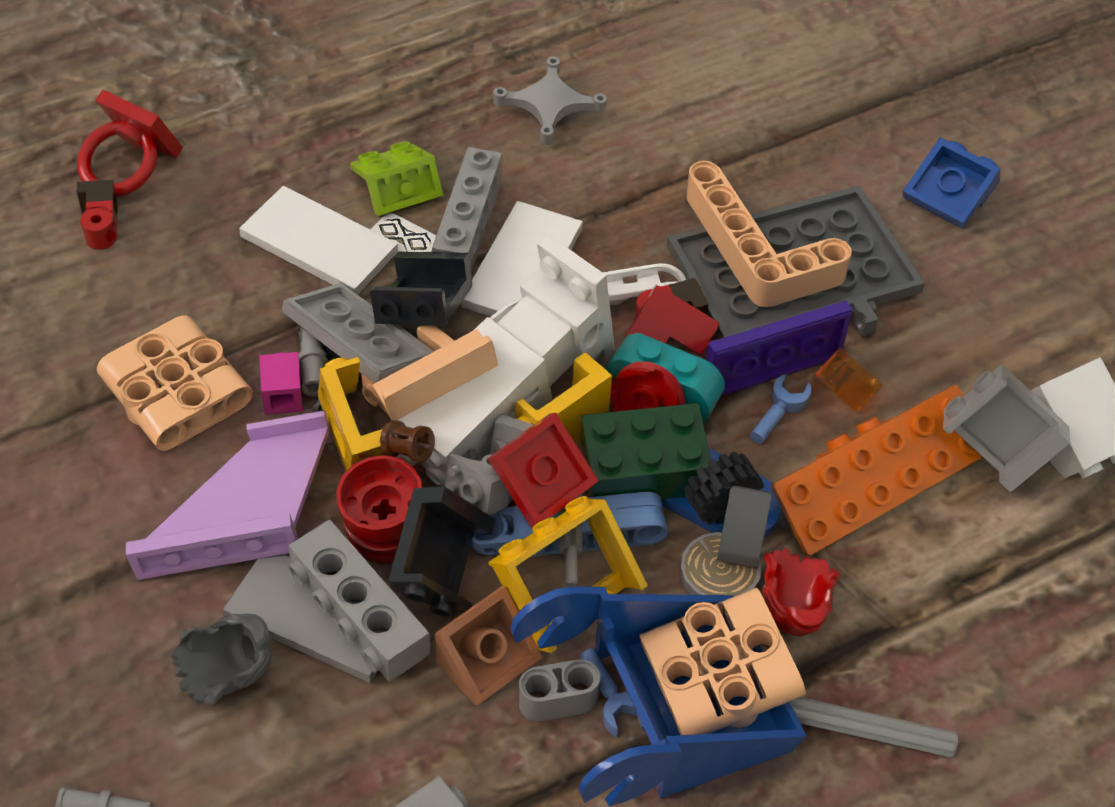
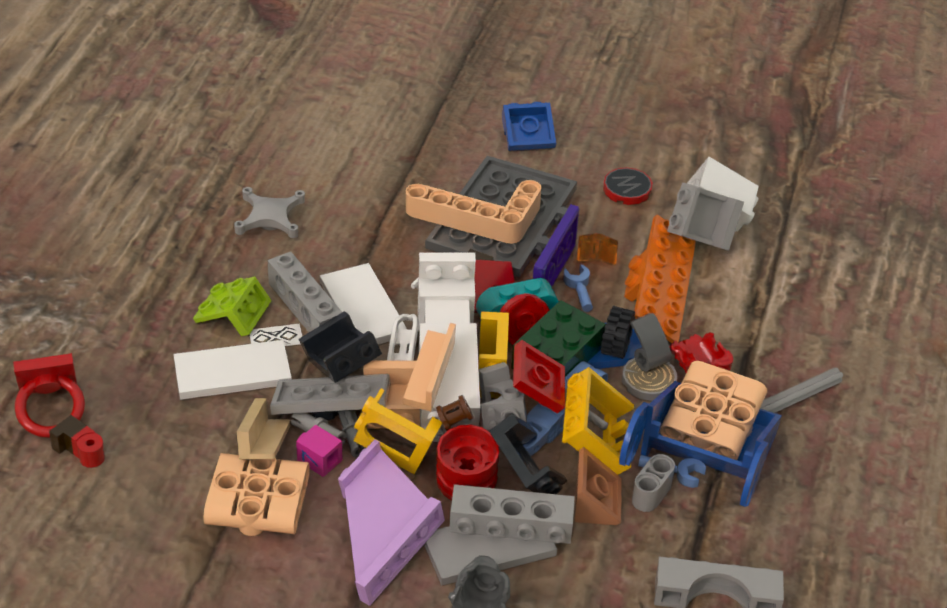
camera: 45 degrees left, 10 degrees down
(239, 320) = (258, 435): none -> tan panel
(990, 330) = (627, 186): none -> tile

